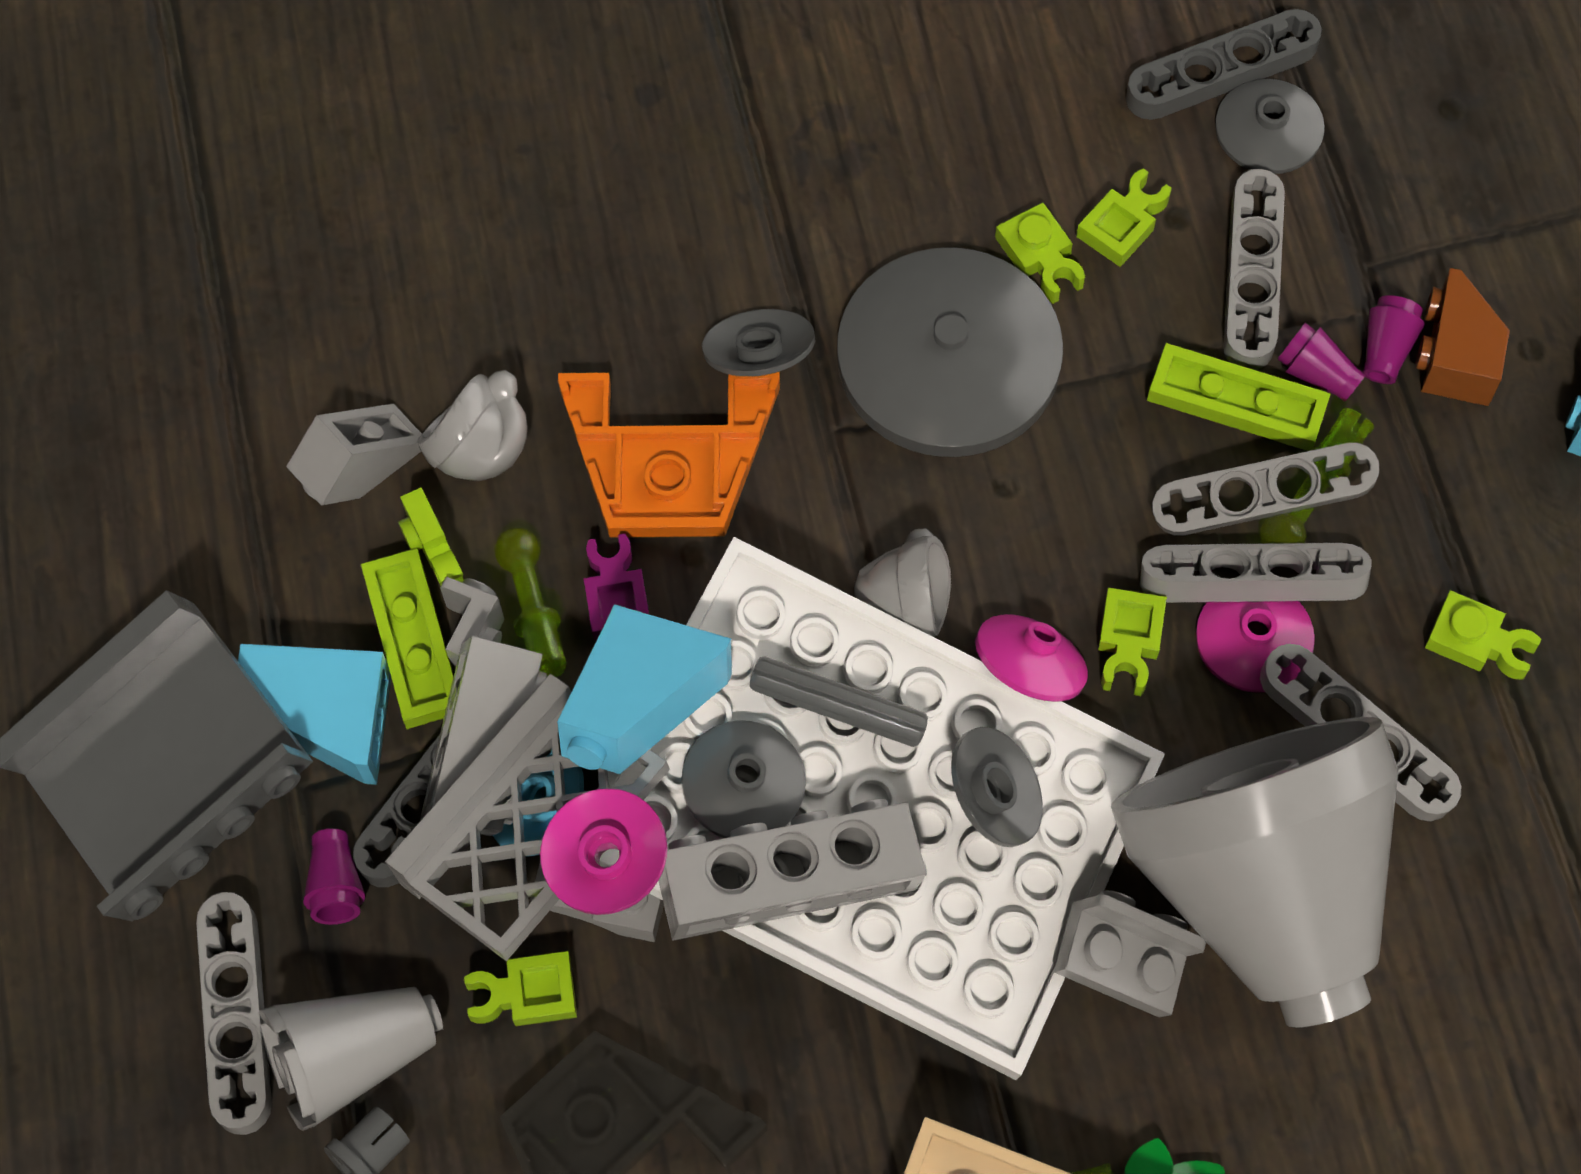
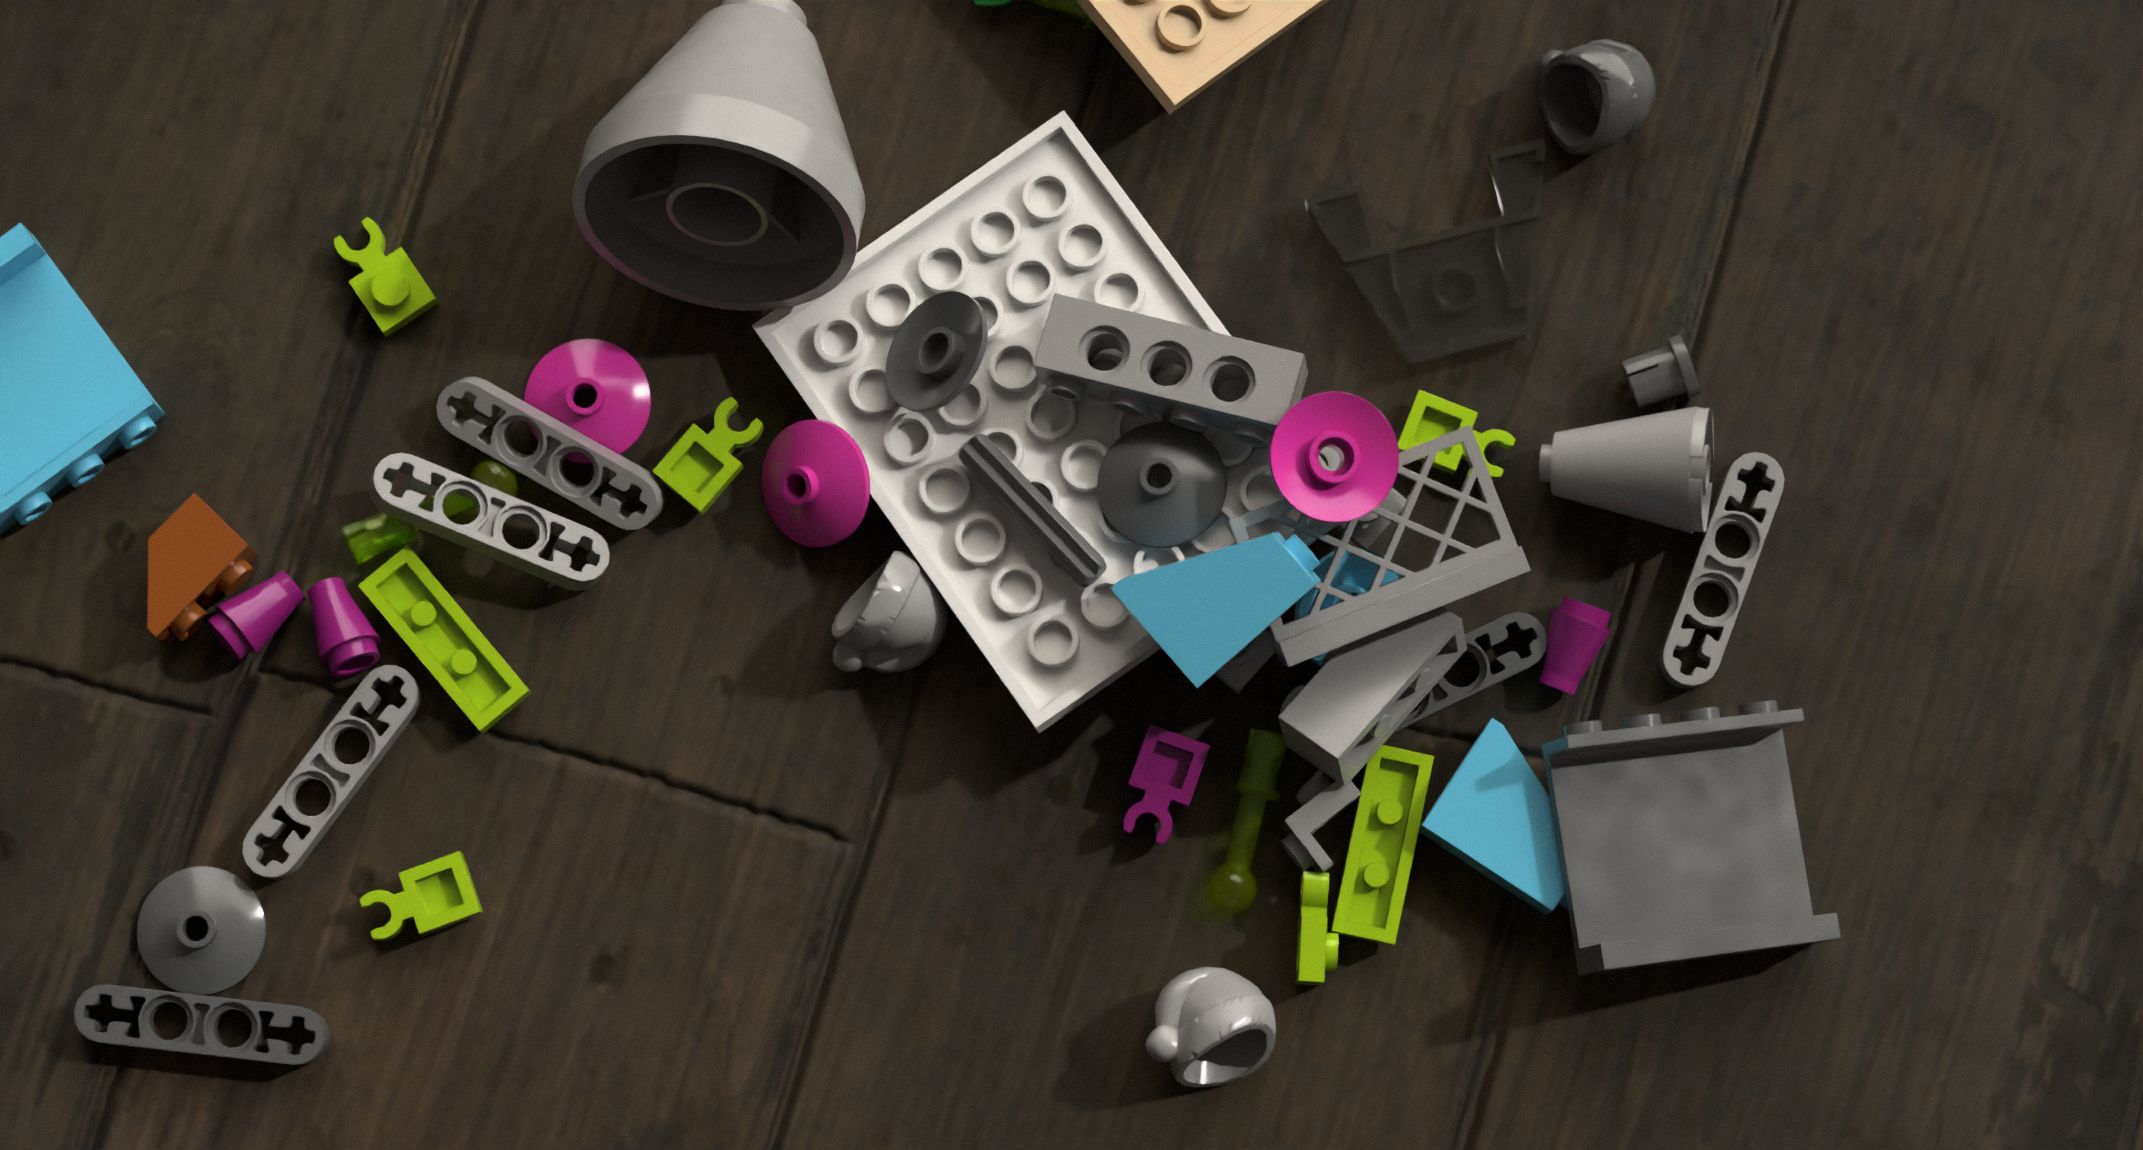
camera: 155 degrees left, 15 degrees up
(353, 452) = (1338, 1074): light grey slope -> none
(668, 476) = (1045, 874): orange wing -> none
(758, 342) = (875, 988): dark grey dish -> none
(949, 352) = (689, 858): dark grey dish -> none
(1040, 245) = (529, 928): lime plate -> none
(1126, 951) = (910, 165): light grey bracket -> none
(1409, 748) = (559, 248): light grey beam -> none

